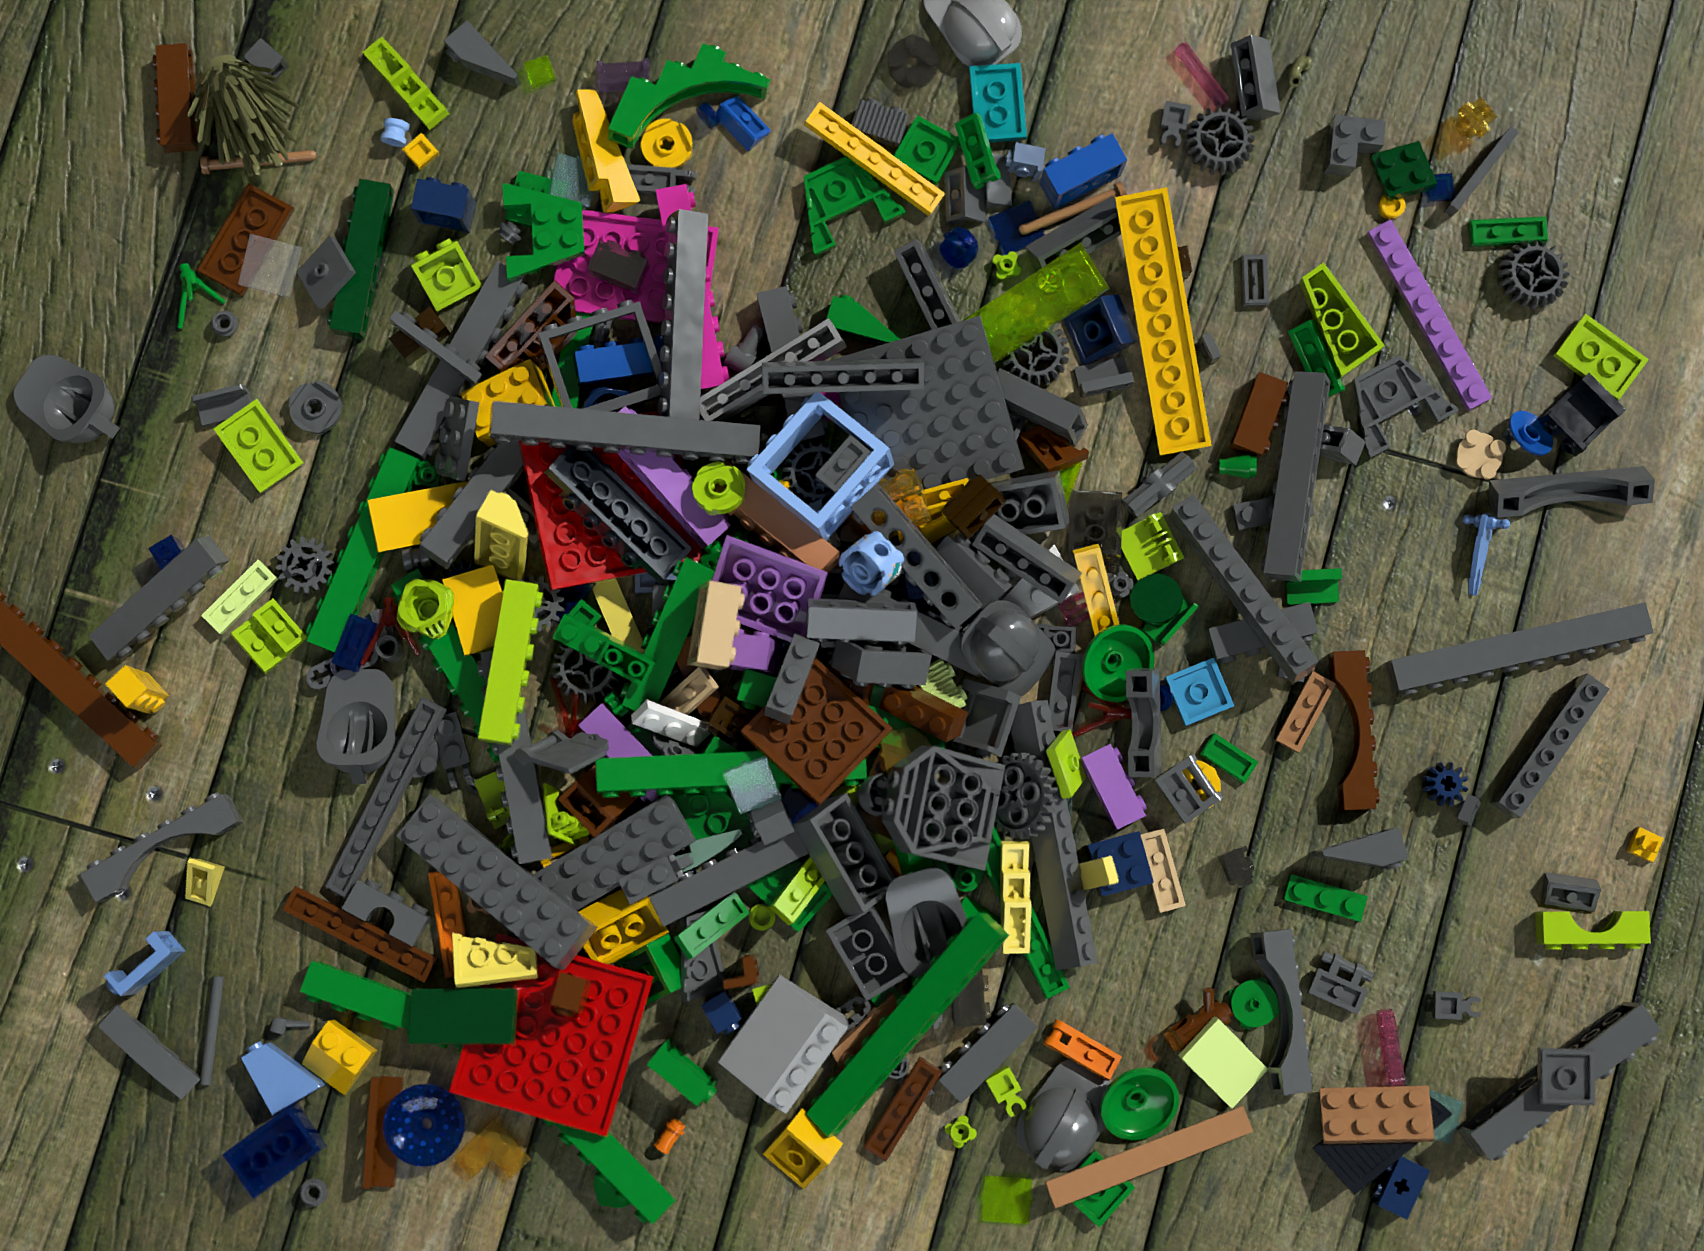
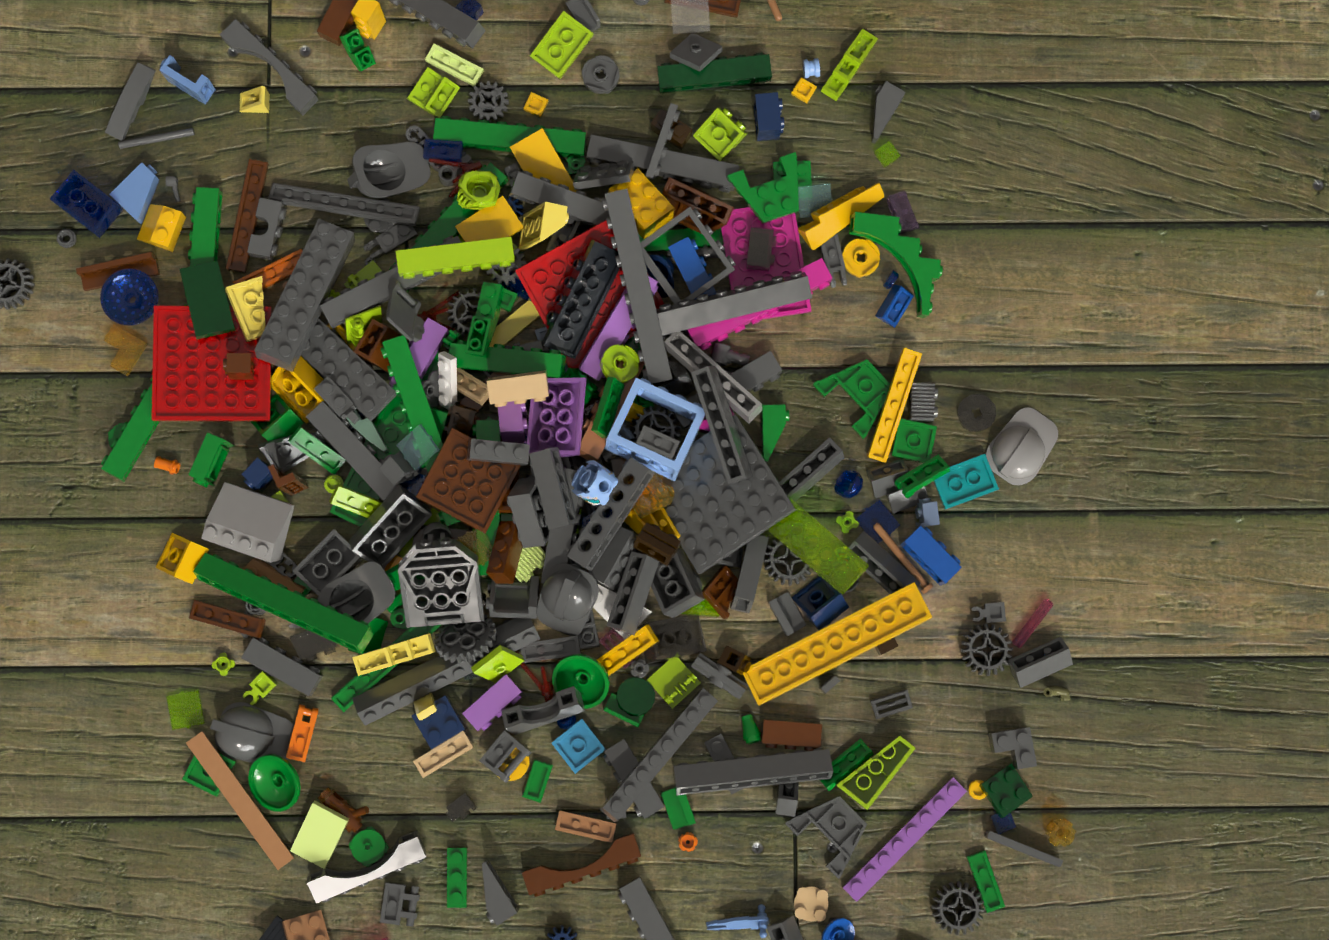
camera: 75 degrees right, 0 degrees up
(182, 720) = (357, 51): none -> green slope
(328, 505) = (536, 104): none -> yellow tile
(510, 232) = (764, 168): dark grey plate -> none
(774, 519) = (607, 407): none -> green plate
(1140, 464) = (731, 656): none -> dark brown brick
(1362, 581) = (687, 836): none -> orange plate

